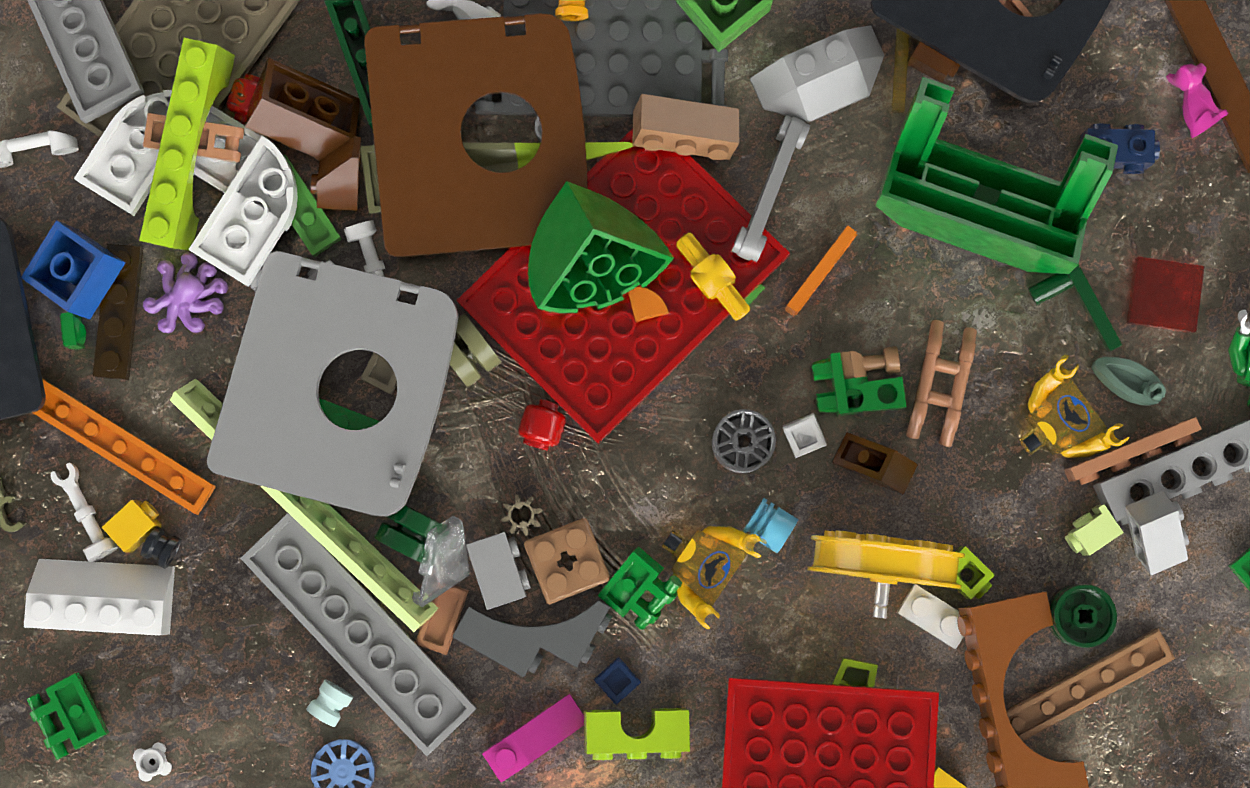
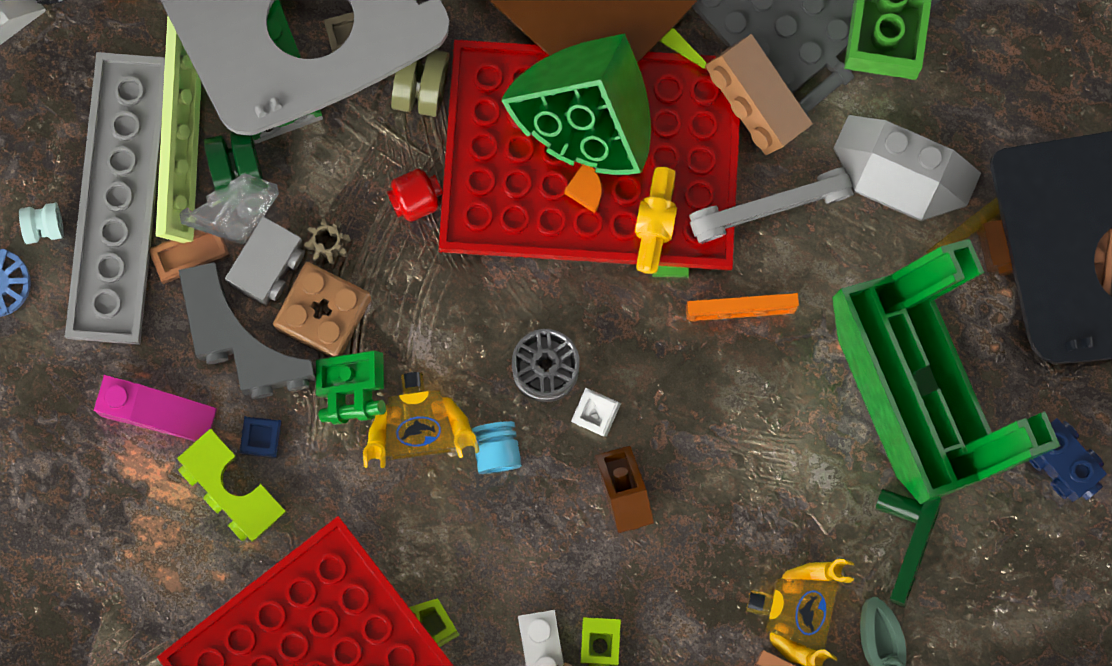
camera: 45 degrees right, 5 degrees down
(850, 383) = (668, 416): green hips -> none
(886, 562) = (545, 558): yellow wheel -> none
(924, 393) = (717, 481): nougat piece -> none
(1165, 294) = (981, 608): clear red tile -> none

